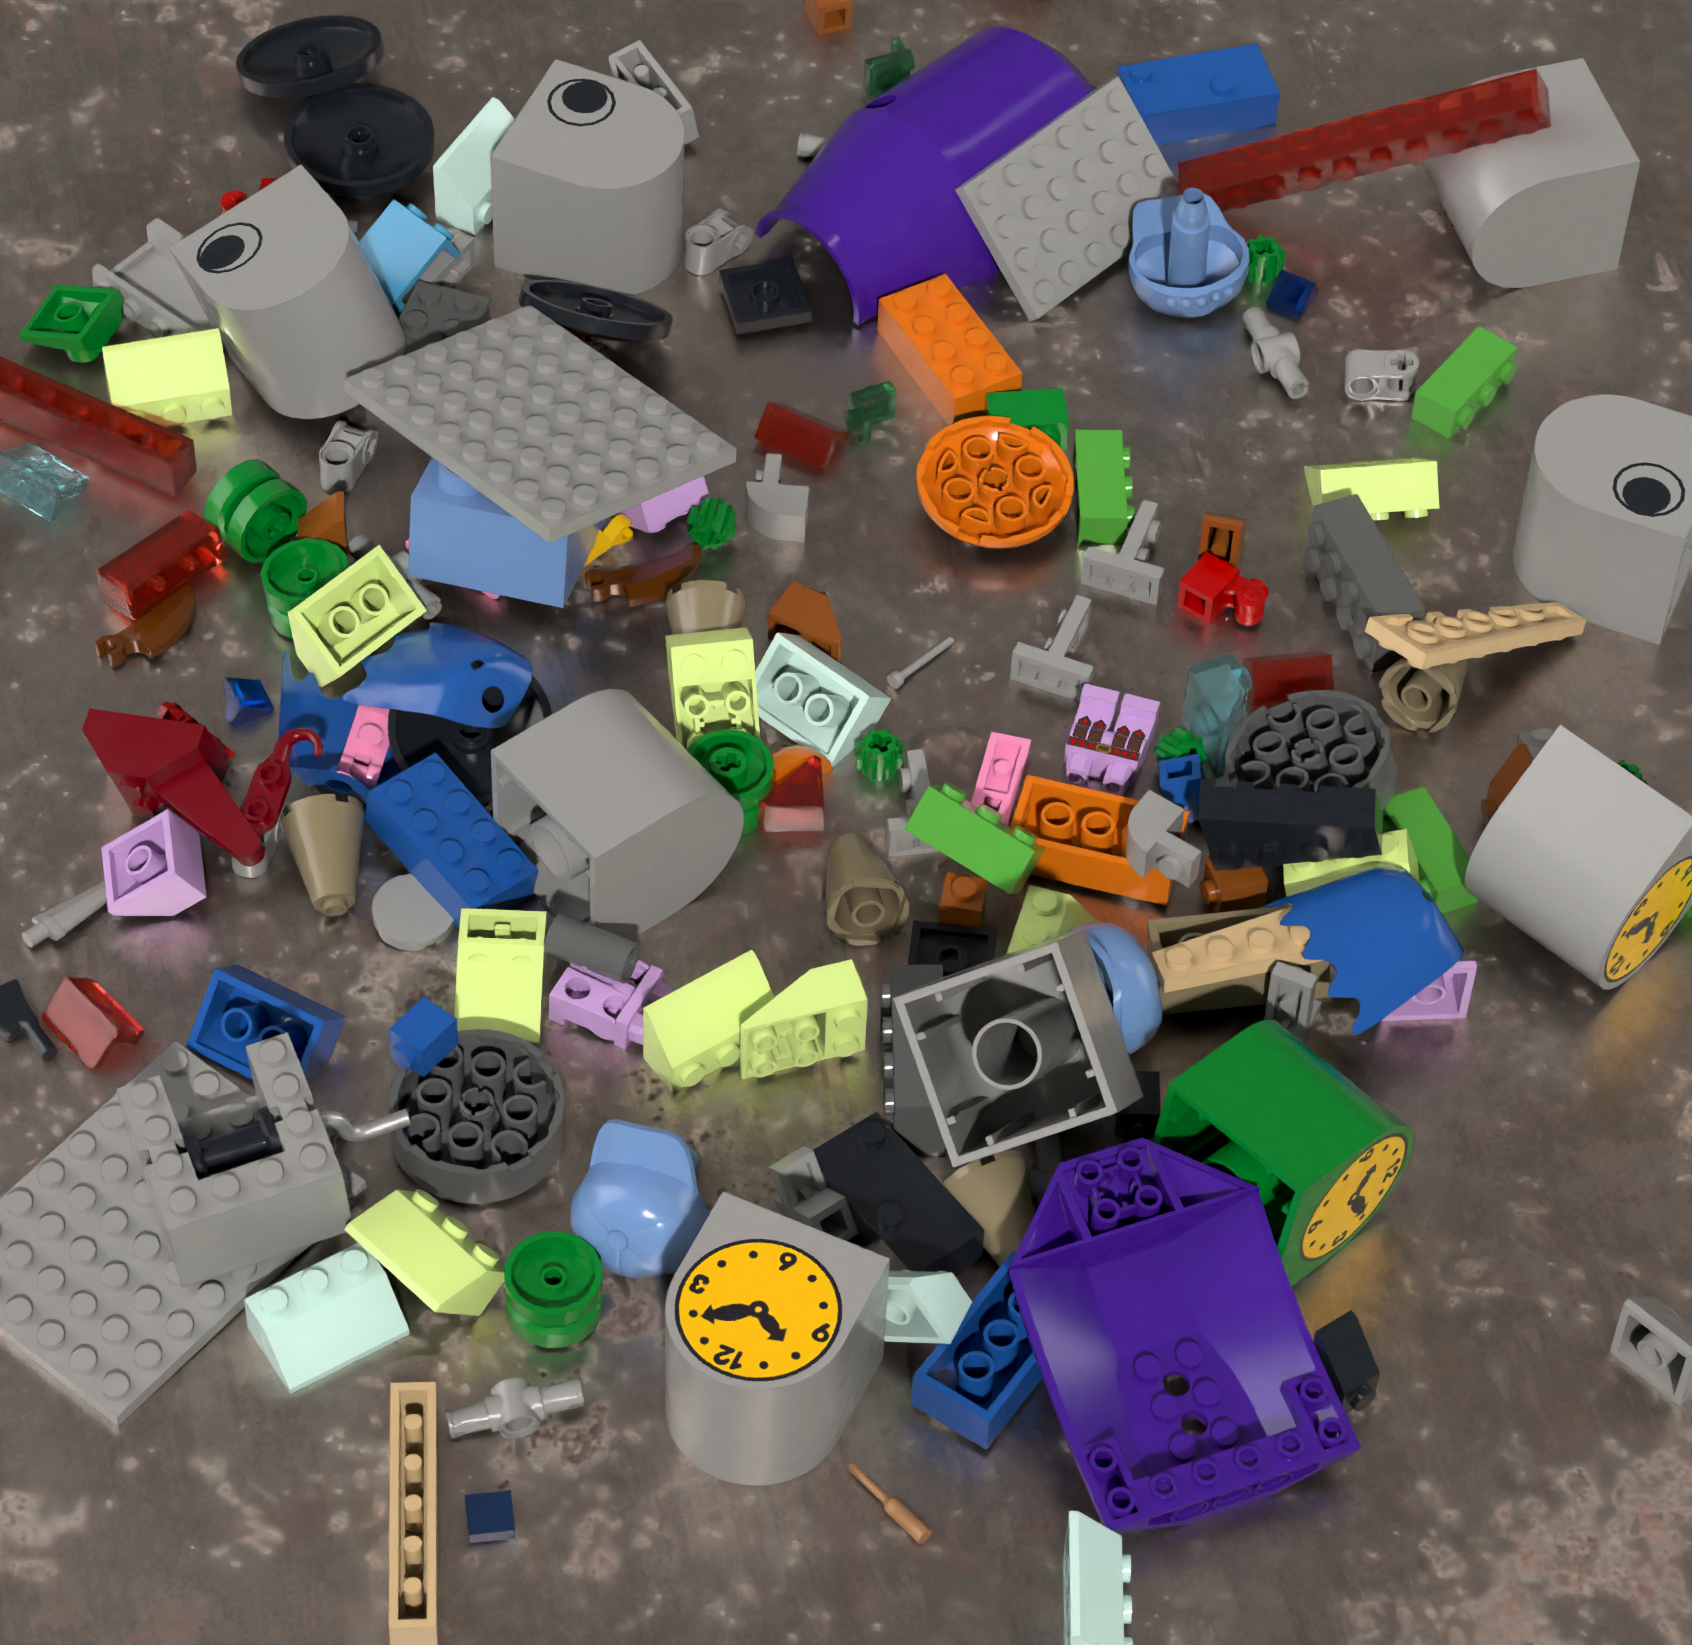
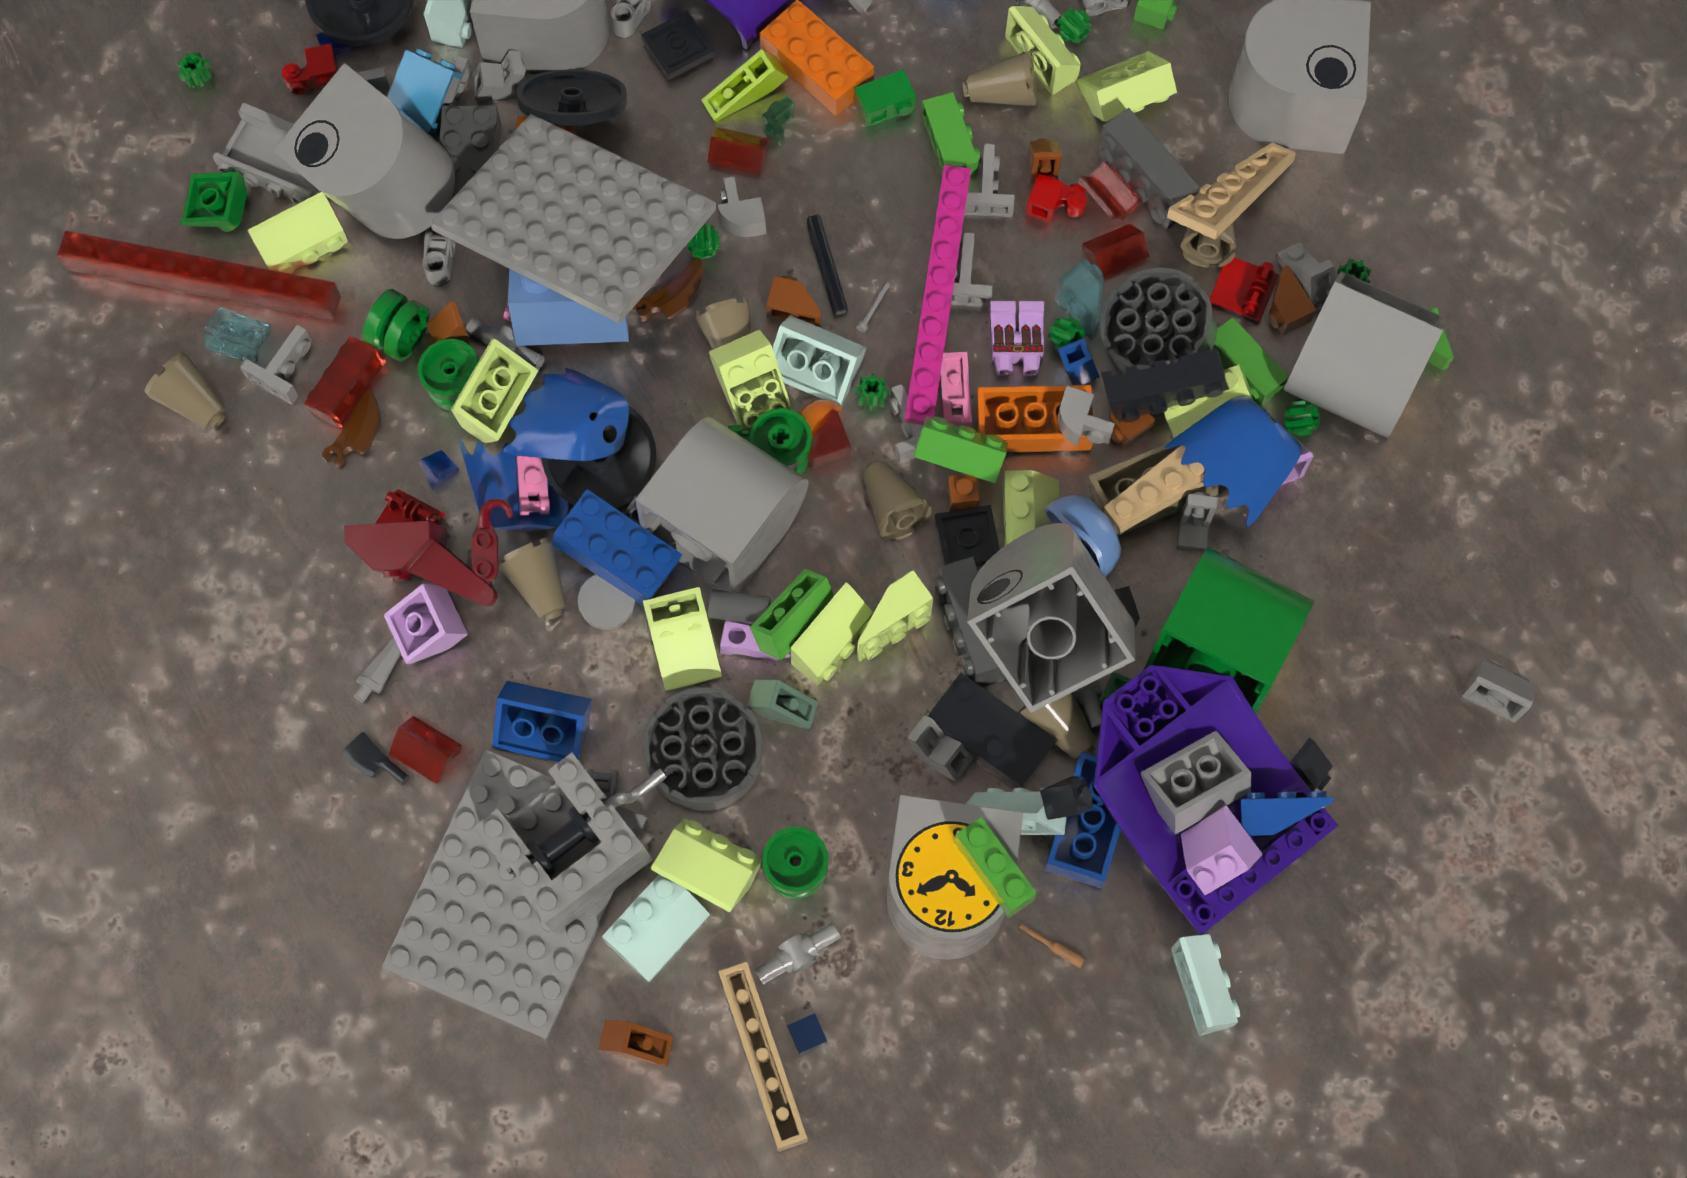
camera: 15 degrees left, 20 degrees up
(71, 535) = (280, 366): none -> light grey bracket
(109, 172) = (194, 70): none -> green gear
(241, 1454) = (635, 1042): none -> dark orange slope
(423, 1037) = (653, 713): blue brick -> none
(501, 274) = (499, 81): none -> light grey brick
(609, 1089) = (782, 703): none -> sand green slope
(639, 1200) = (835, 791): medium blue piece -> none
(657, 969) = (791, 613): none -> bright green brick
(821, 1304) = (995, 867): none -> bright green brick
(840, 361) = (745, 85): none -> lime slope
(874, 595) = (827, 265): none -> black axle
(964, 1278) = (1066, 798): none -> black slope
(994, 482) = (888, 135): orange brick -> none
(1014, 651) = (938, 294): none -> dark pink plate
(1165, 1323) = (1196, 782): none -> light grey slope
(1168, 1420) = (1217, 850): none -> lavender slope
(1200, 438) = (1004, 82): none -> dark tan cone
(1265, 412) = (1051, 59): none -> yellowish green slope
(1268, 1395) = (1273, 815): none -> blue slope
(1304, 602) = (1110, 191): none -> clear red panel
(1322, 398) = (1074, 25): none -> green gear
(1457, 764) = (1245, 288): none -> red hinge
(1485, 936) = (1301, 418): none -> green gear

